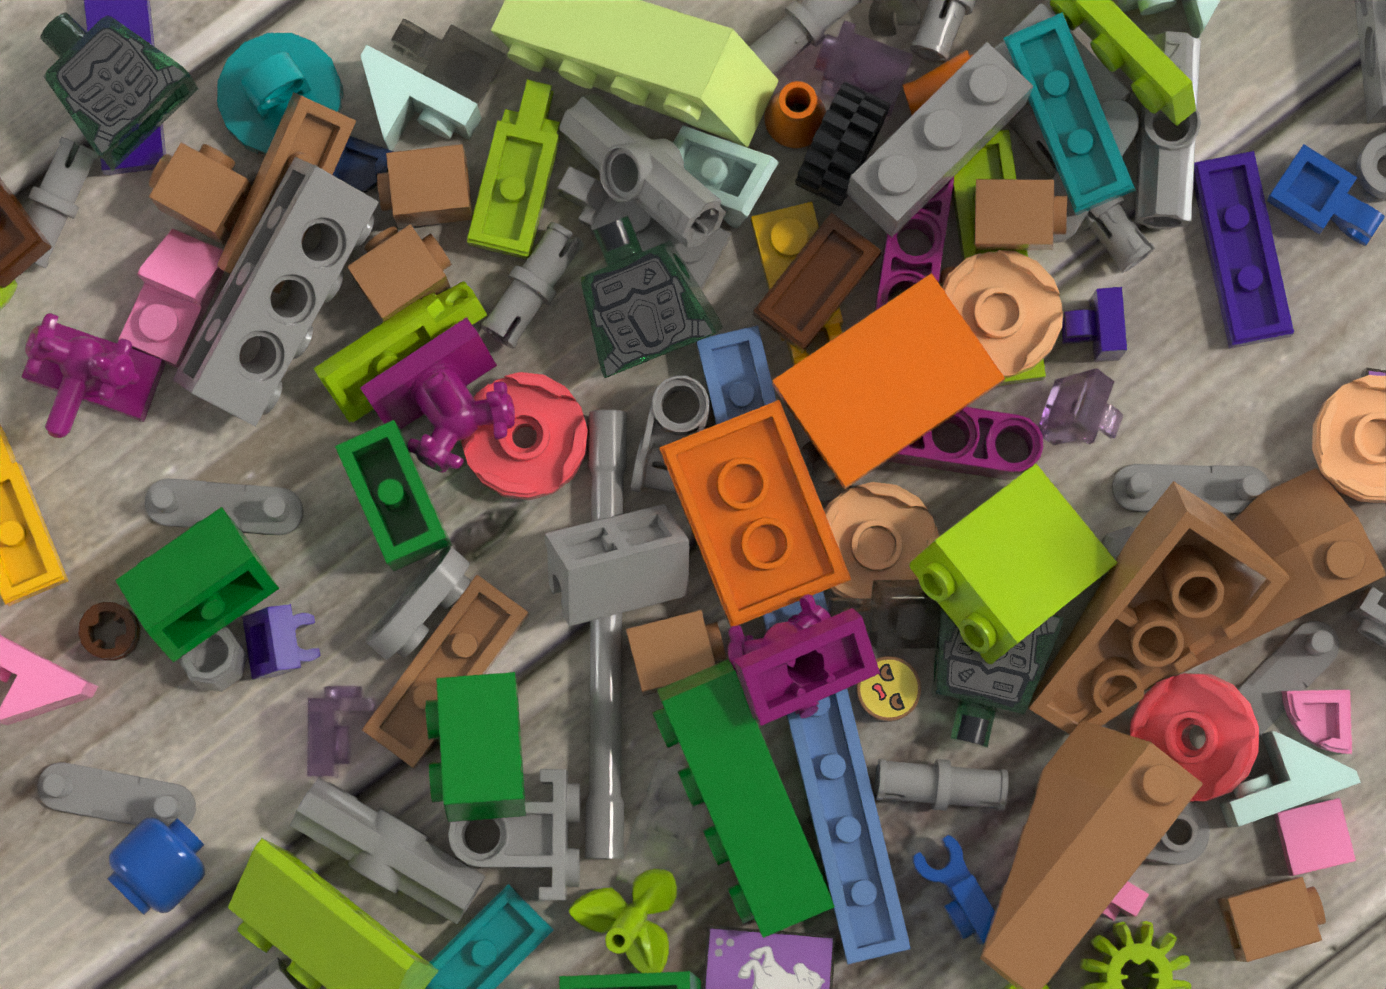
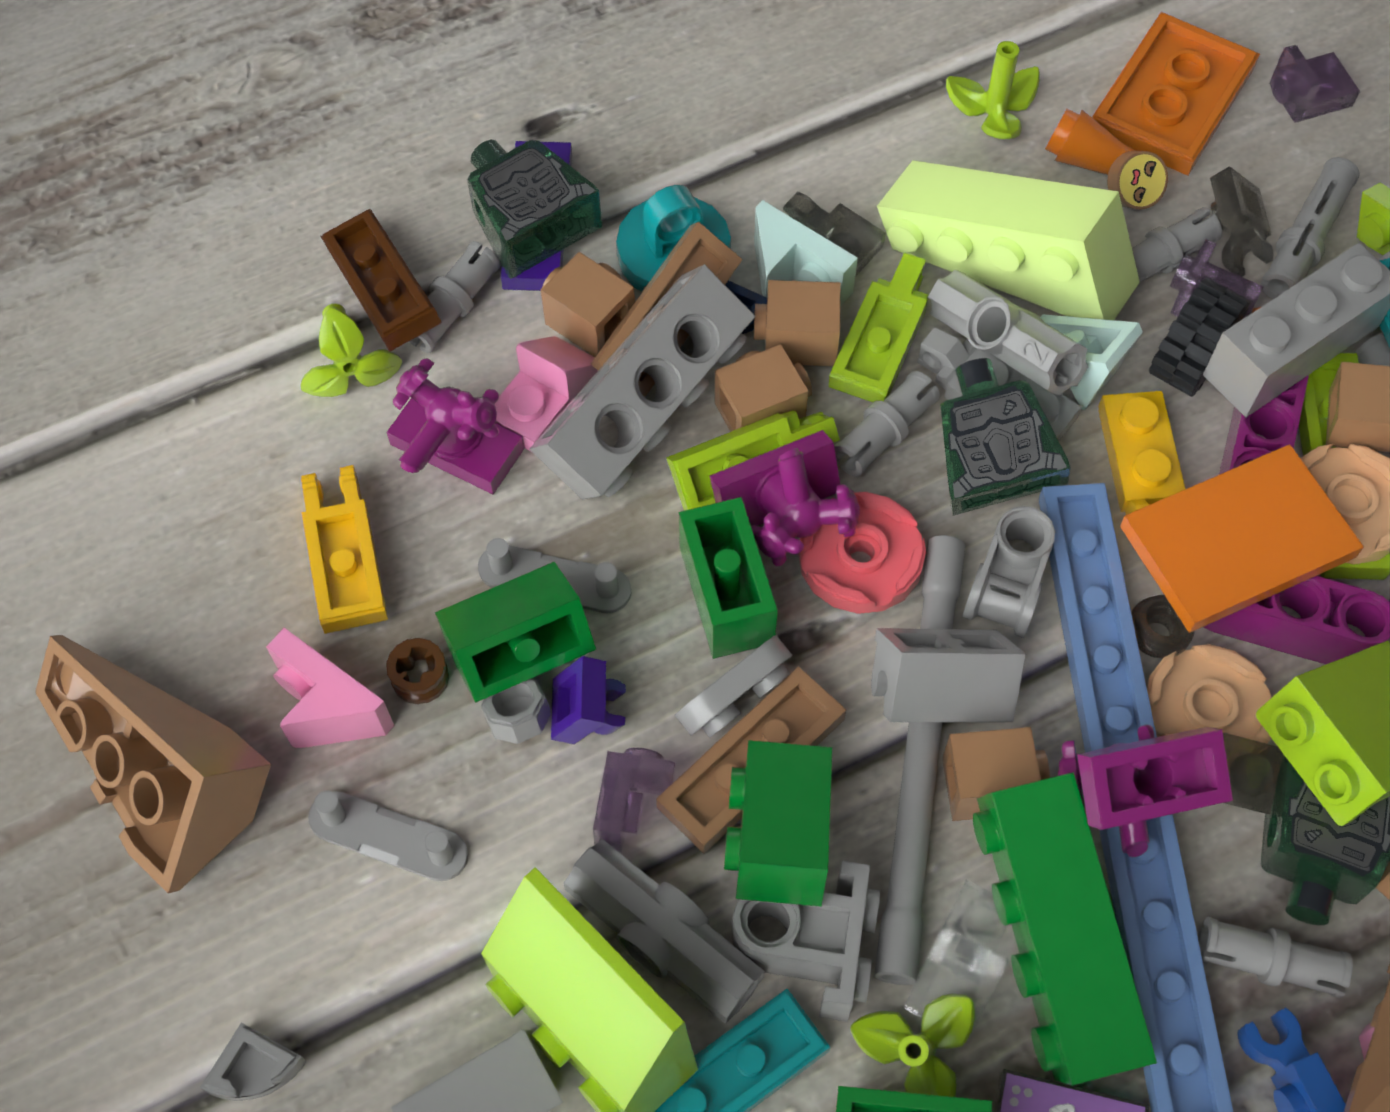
camera: 10 degrees right, 20 degrees down
(157, 865) = (414, 902): blue head -> none
(754, 513) = (1094, 644): orange tile -> none
(791, 127) = (1154, 308): orange cone -> none
(817, 282) = (1167, 450): reddish brown tile -> none
(891, 692) = (1217, 850): light yellow tile -> none

